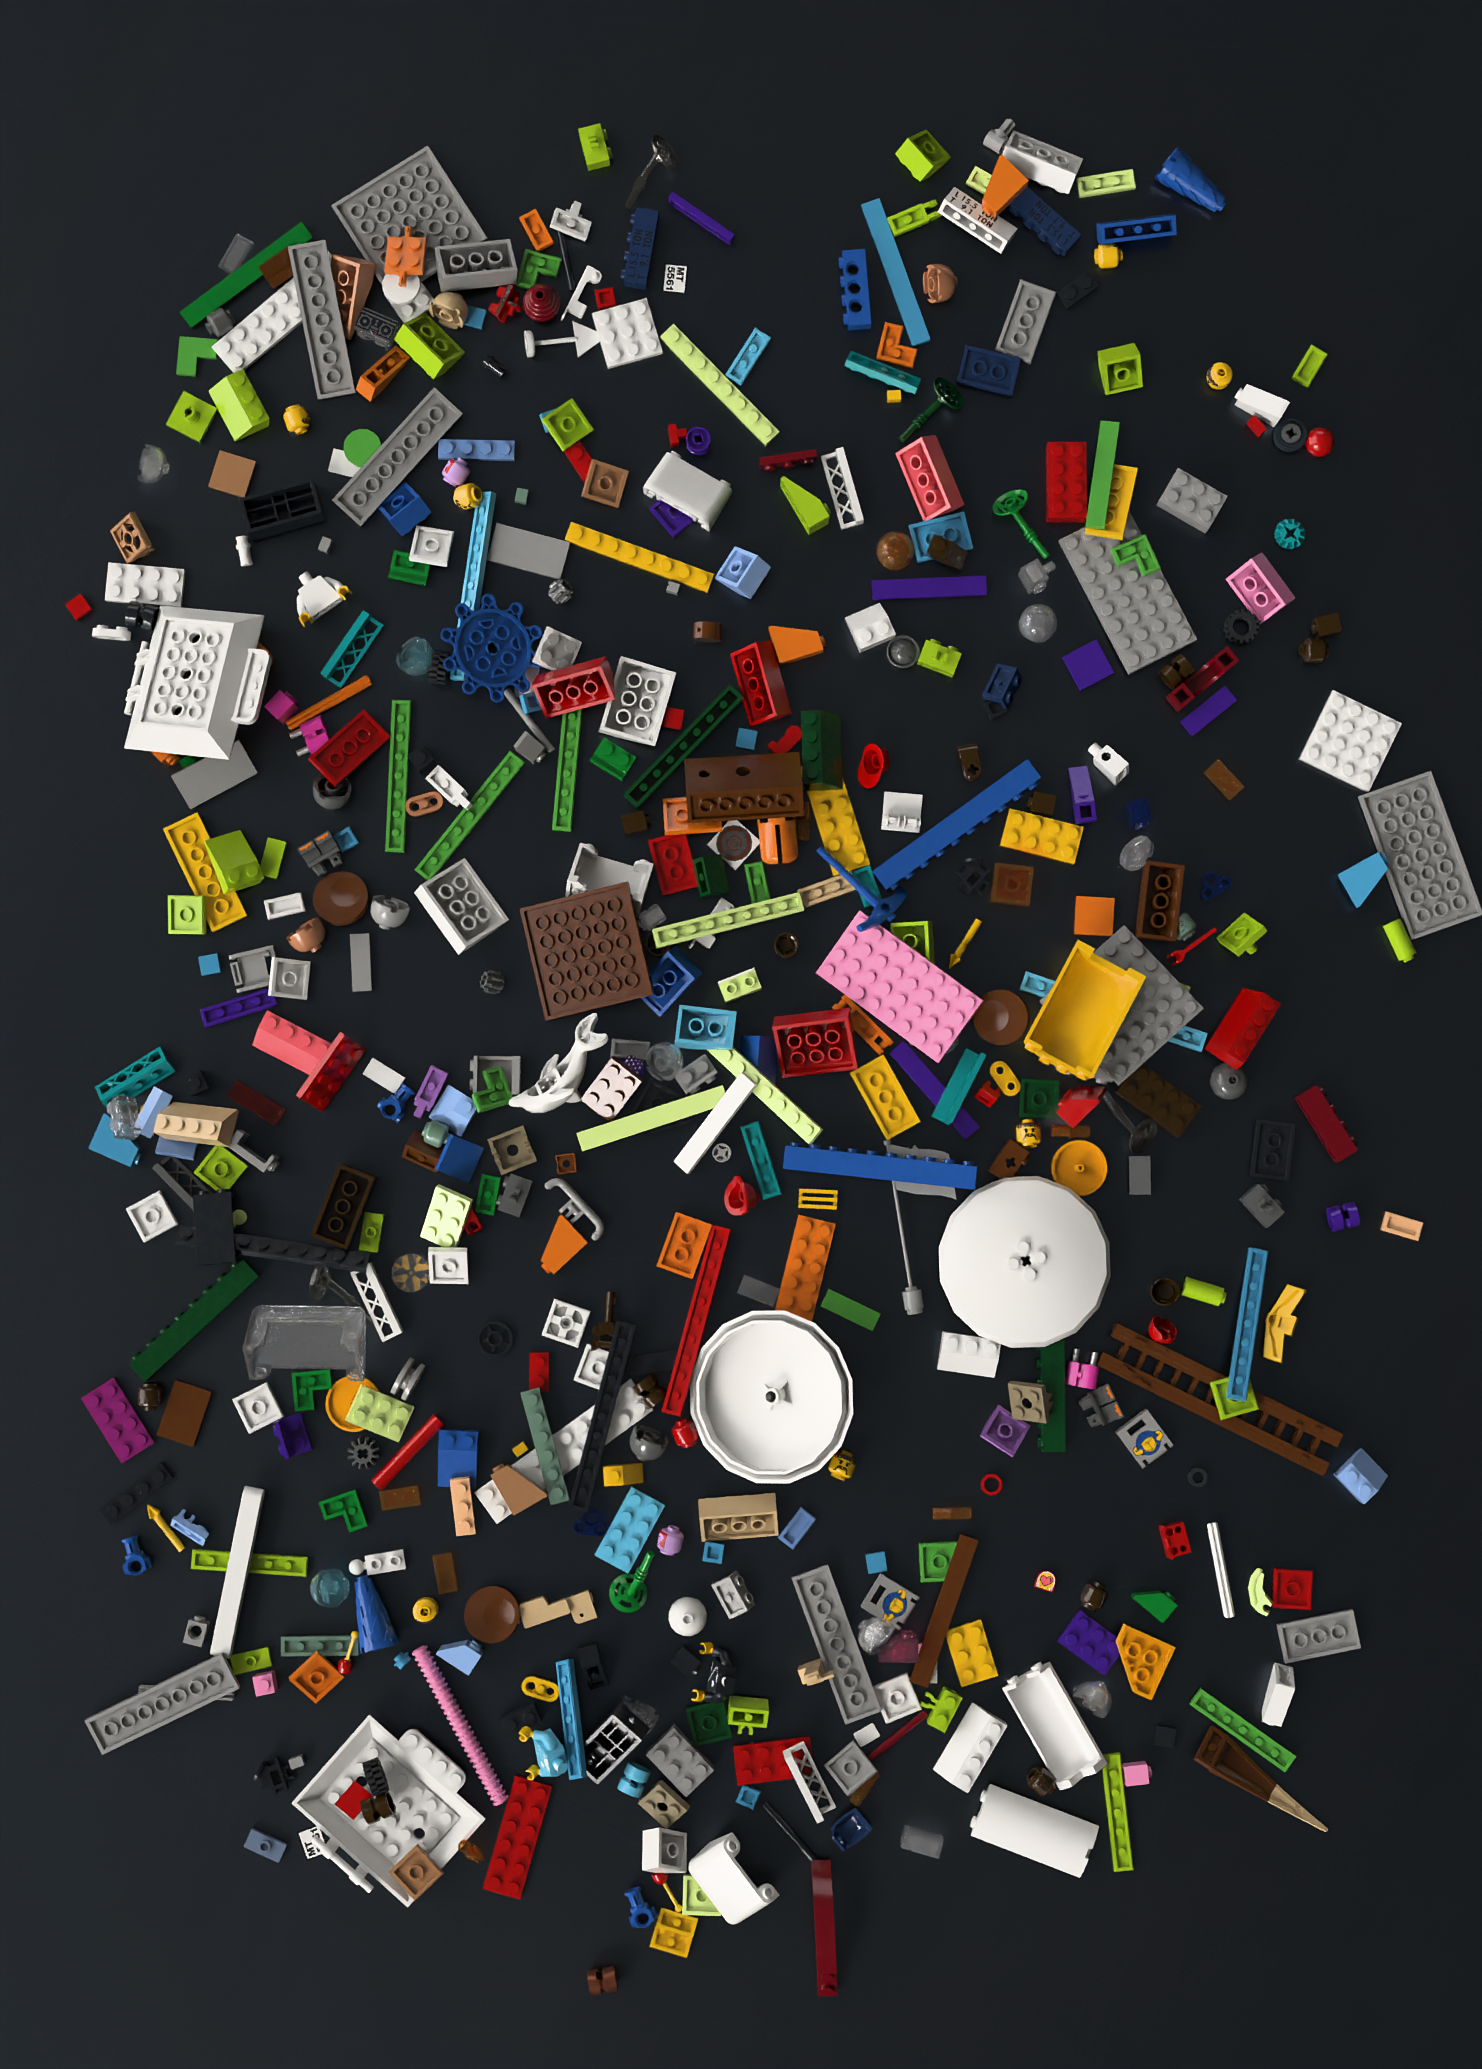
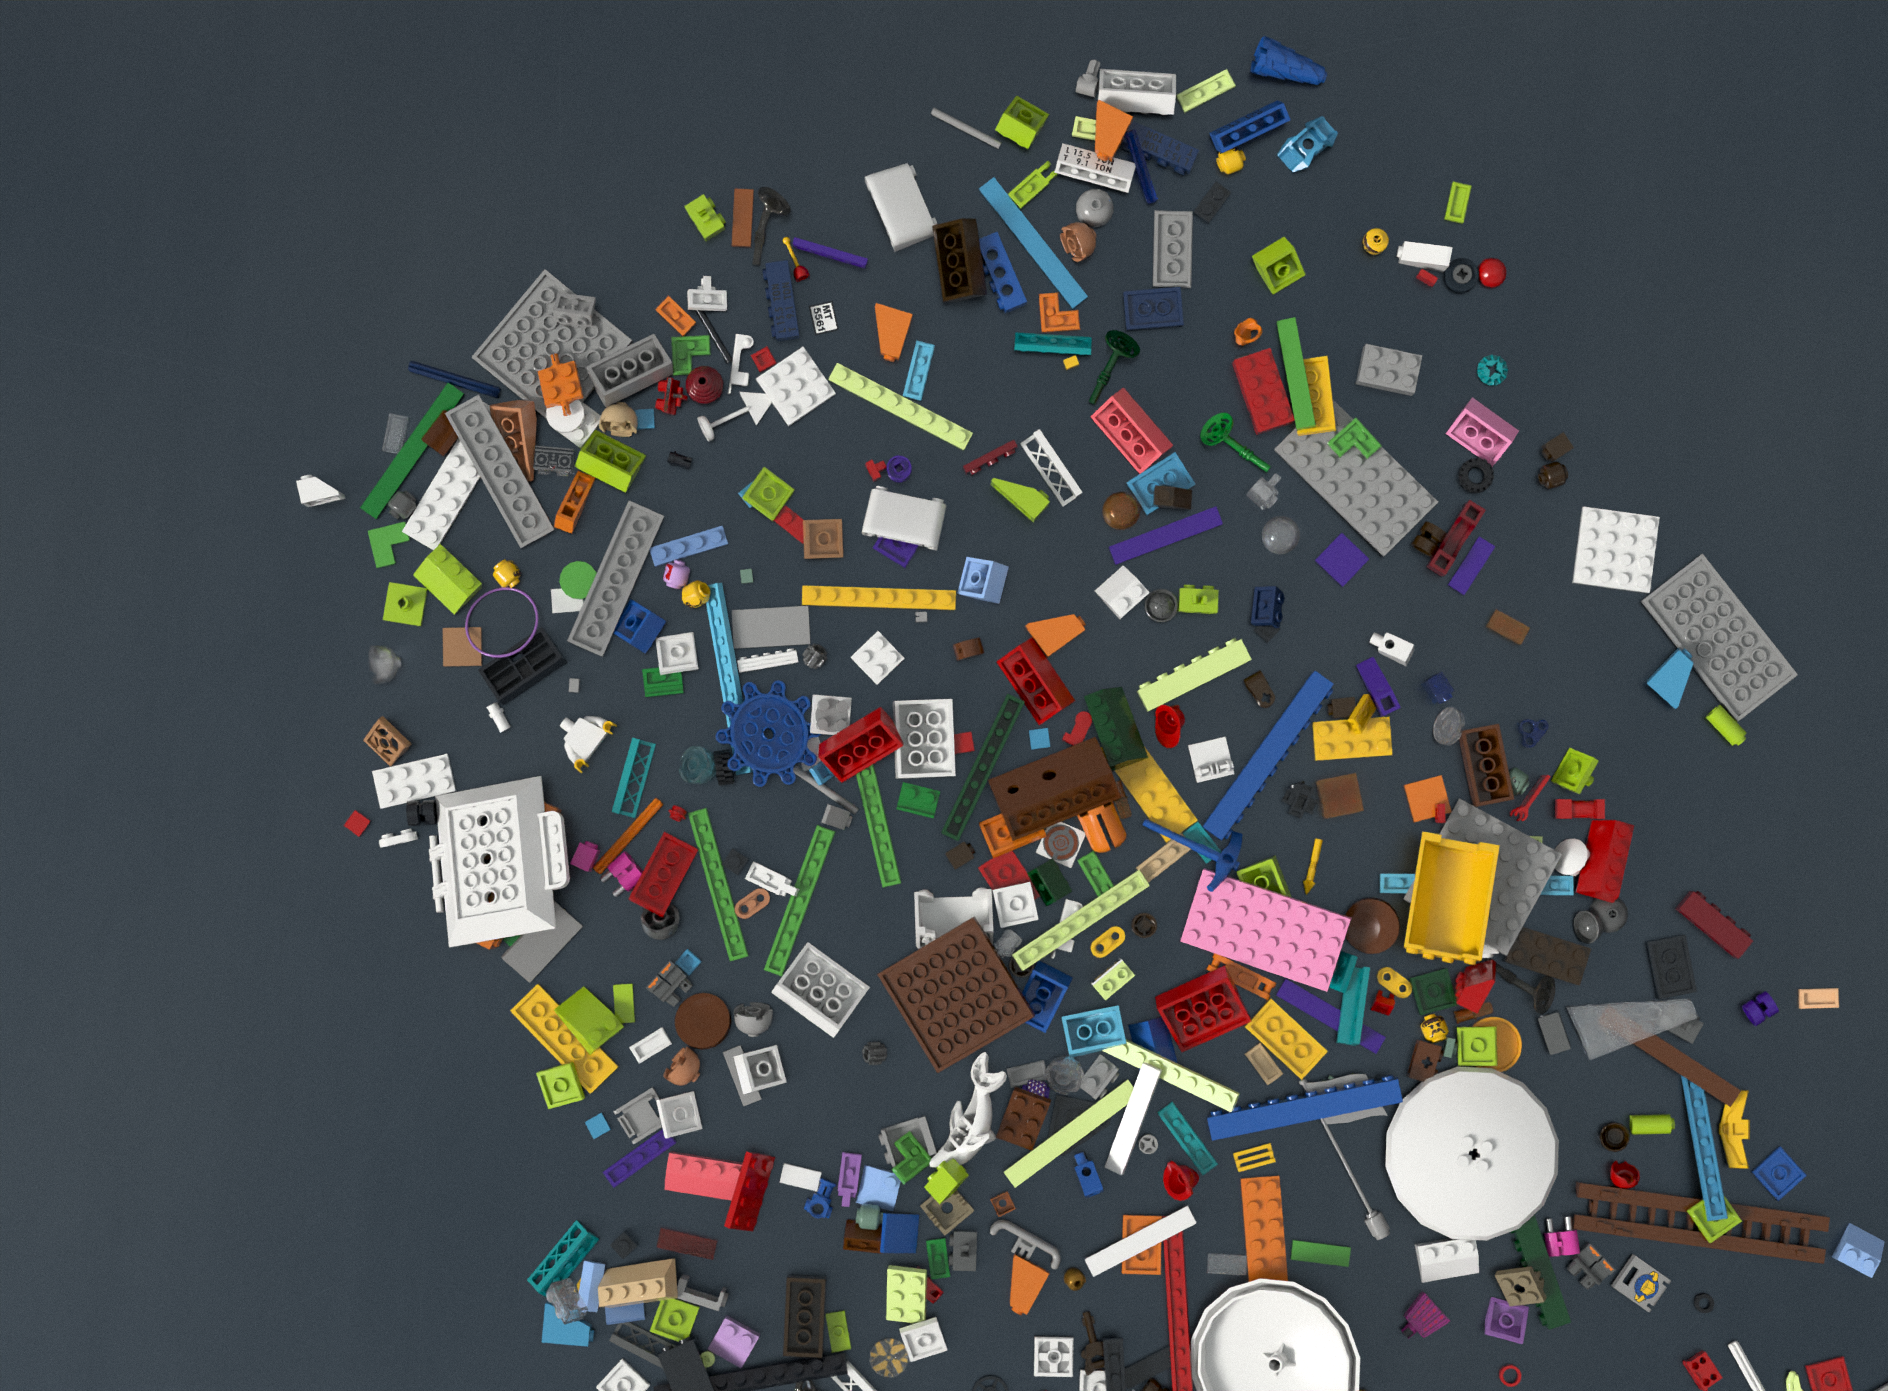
camera: 15 degrees left, 0 degrees up
(142, 283) = (316, 492): none -> white slope
(269, 1209) = (734, 1341): none -> lavender slope
(273, 432) = (519, 649): none -> medium lavender piece
(308, 221) = (454, 379): none -> dark blue axle
(379, 960) = (760, 1069): none -> white brick
(382, 696) = (677, 813): none -> red plate
(442, 191) = (574, 309): none -> light grey bracket
(514, 581) = (767, 660): none -> white piece
(519, 1121) = (946, 1180): none -> lime brick
(610, 1256) = (1074, 1279): none -> pearl gold piece
(619, 613) = (877, 657): none -> white plate
(630, 159) = (742, 217): none -> dark orange tile
(654, 1170) = (1090, 1184): none -> blue torso
(666, 228) = (800, 272): none -> hinge
(671, 885) = (1015, 904): none -> white plate
(683, 1240) = (1140, 1241): none -> white tile
(735, 310) = (892, 330): none -> orange slope
(747, 950) = (1107, 941): none -> yellow plate
(782, 196) = (901, 205): none -> white windscreen
(820, 263) = (959, 260): none -> dark brown brick
(856, 1114) = (1263, 1063): none -> tan tile
(868, 144) = (966, 128): none -> light grey bar
(912, 727) = (1189, 677): none -> yellowish green brick
(927, 1401) = (1423, 1317): none -> magenta torso
(956, 1057) = (1343, 975): none -> teal plate
(965, 258) = (1094, 208): none -> light grey cylinder
(1021, 232) = (1141, 166): none -> clear blue axle
(1036, 1156) = (1449, 1047): none -> sand green plate
(1058, 811) = (1360, 716): none -> yellow tile
(1063, 1163) = (1477, 1046): none -> lime tile
(1067, 419) = (1244, 329): none -> orange piece
(1101, 931) = (1440, 813): none -> red tile
(1170, 270) = (1298, 157): none -> dark azure piece
(1205, 1085) = (1588, 926): none -> dark grey hat
(1205, 1187) = (1620, 1024): none -> clear wing
(1213, 1015) = (1573, 857): none -> white dish
(1224, 969) = (1579, 809): none -> red piece
(1242, 1232) = (1689, 1069): none -> reddish brown tile
(1309, 1378) = (1778, 1173): none -> blue tile

